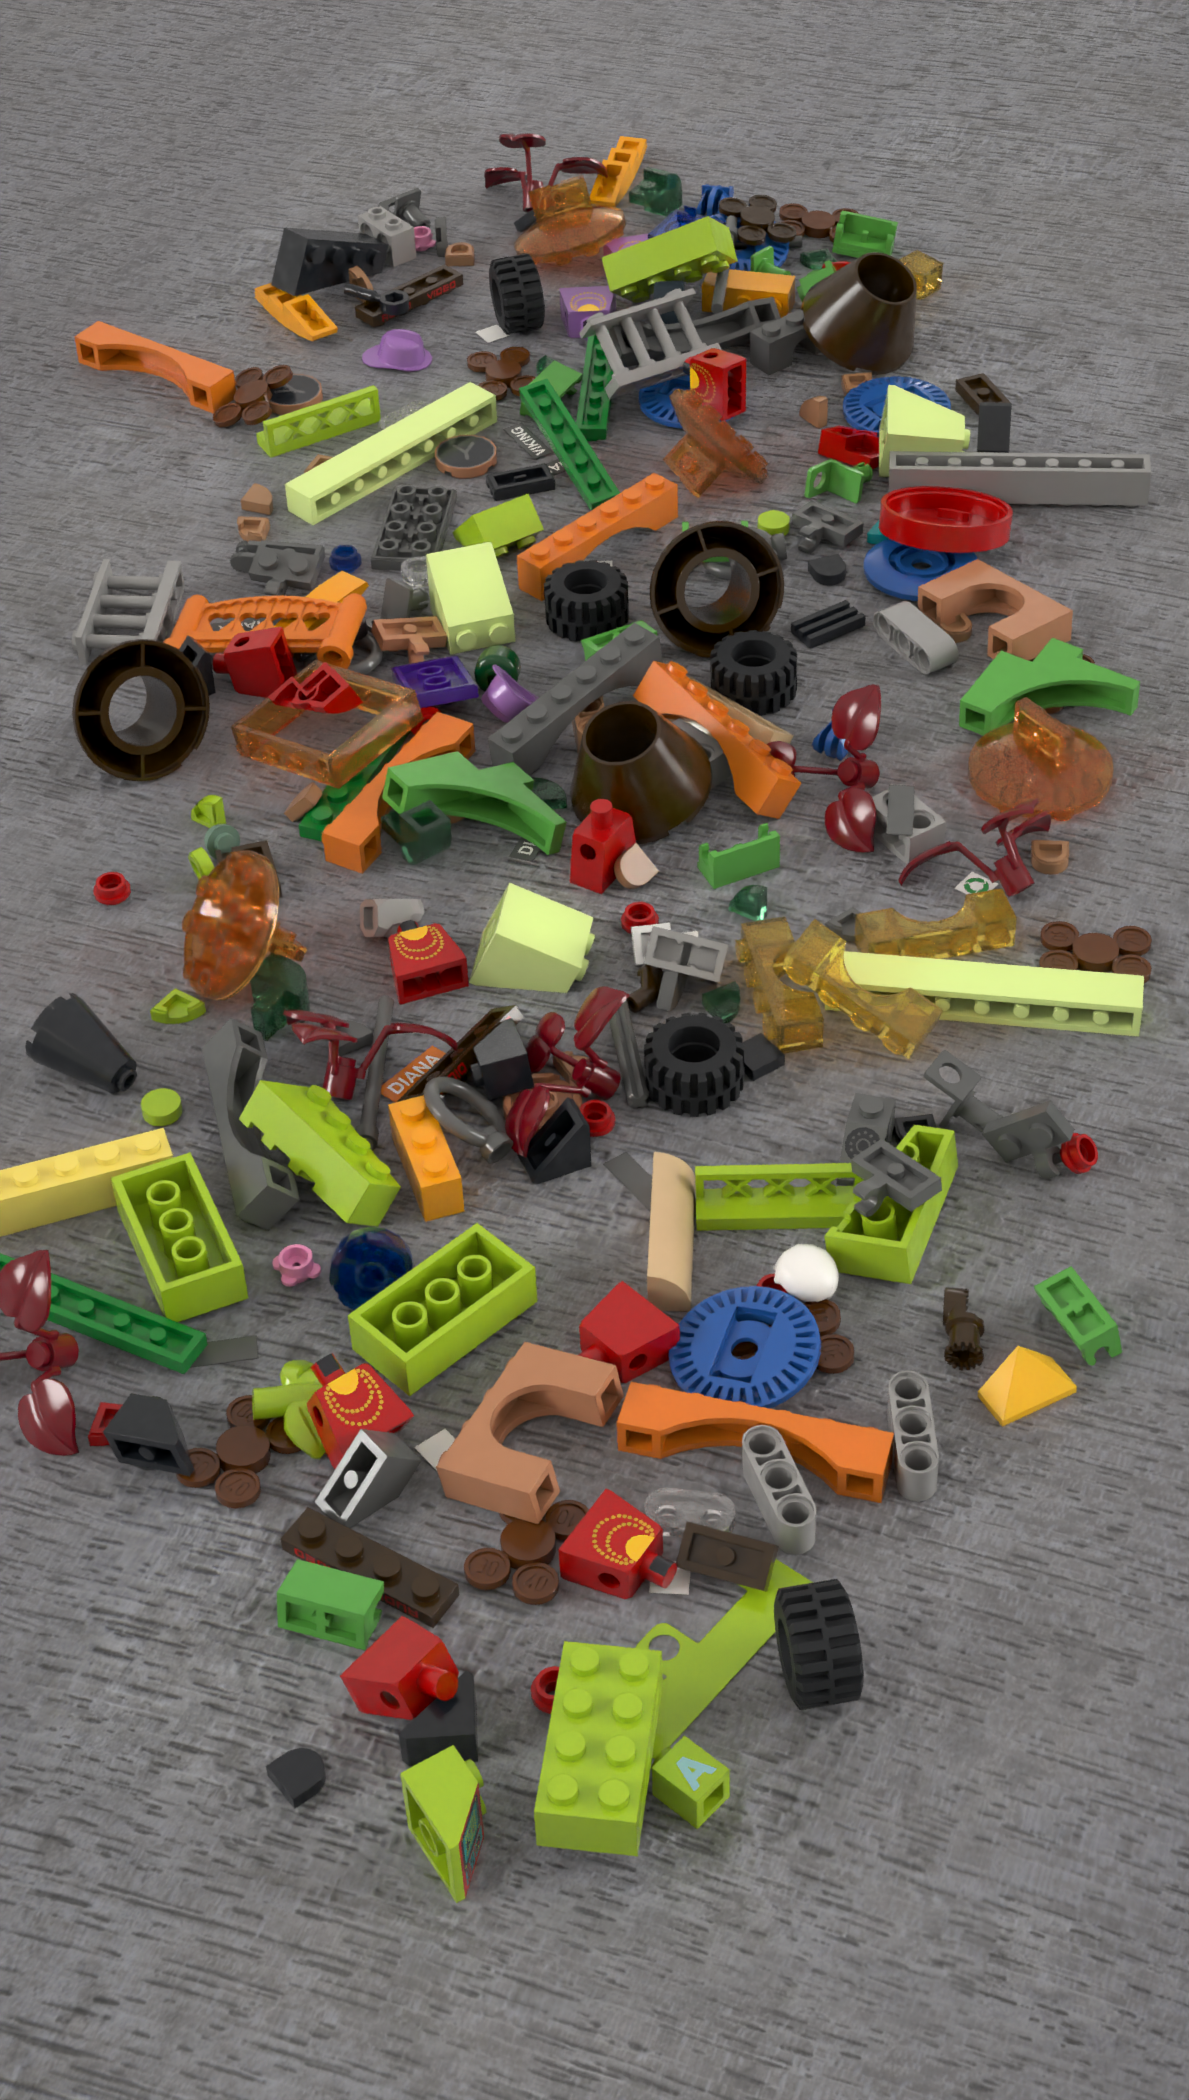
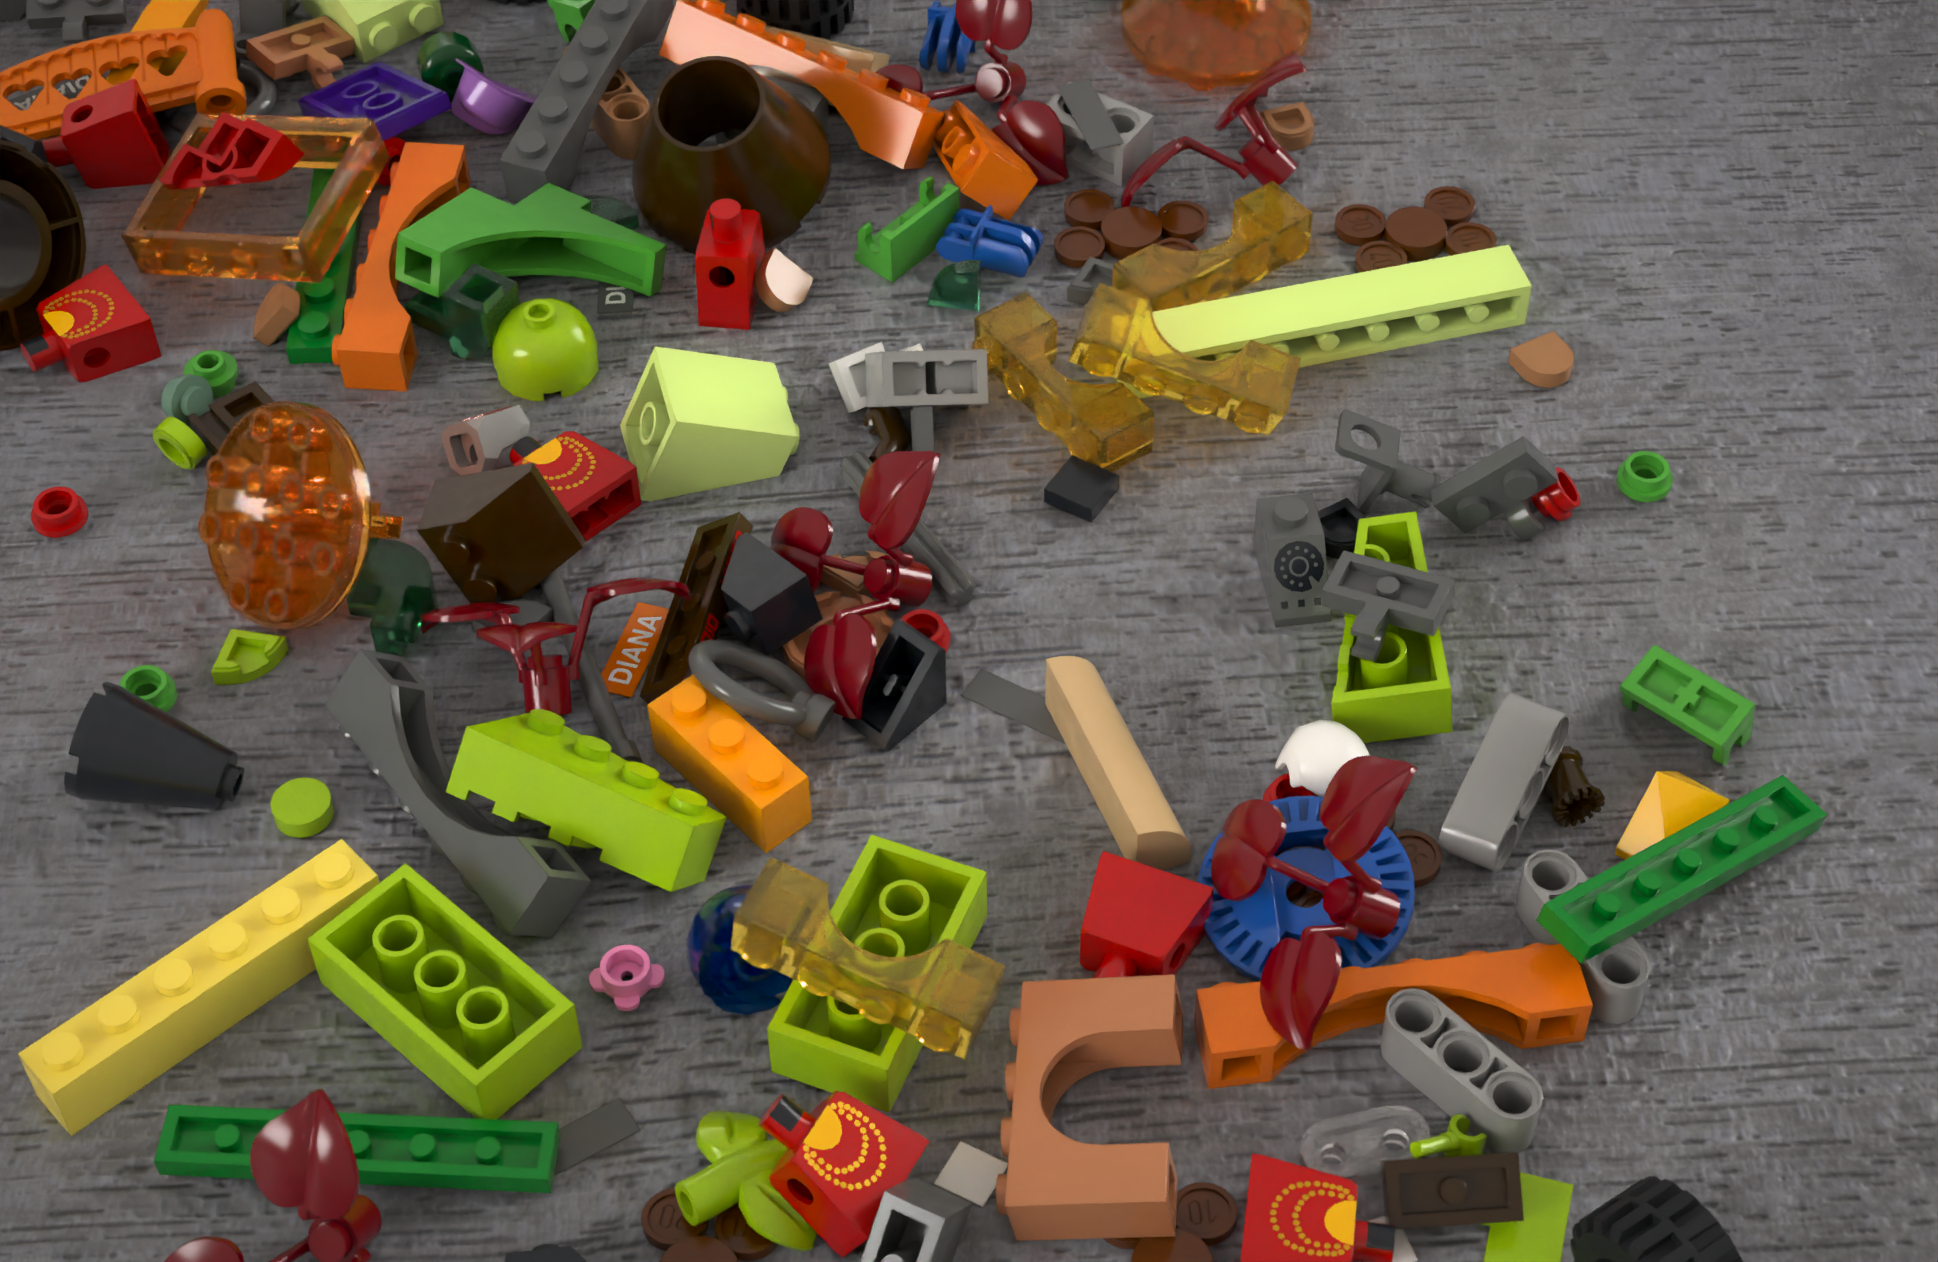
camera: 25 degrees left, 5 degrees up
(109, 1009) = (151, 685): none -> bright green plate
(184, 778) = (92, 329): none -> red torso
(209, 811) = (146, 364): lime tile -> none
(249, 827) = (217, 368): none -> bright green plate
(355, 973) = (498, 531): none -> dark brown slope
(454, 1325) = (931, 995): none -> clear yellow arch
(458, 869) = (545, 350): none -> lime cylinder
(638, 915) = (824, 345): red plate -> none
(694, 1064) = (1018, 522): black tyre -> none
(723, 1001) = (995, 430): clear green tile -> none
(753, 1528) = (1451, 1142): none -> lime hand
(755, 1359) = (1355, 809): none -> dark red plant
(777, 1203) = (1224, 677): lime fence -> none
(788, 879) = (994, 241): none -> blue arm
(811, 823) = (982, 162): none -> orange slope
(891, 894) = (1124, 229): none -> reddish brown piece
(914, 1321) = (1504, 782): none -> light grey beam
(975, 883) = (1219, 188): white sticker -> none
(999, 1411) = (1680, 868): none -> green plate
(1132, 1064) = (1543, 360): none -> medium nougat tile
(1153, 1161) = (1645, 477): none -> bright green plate

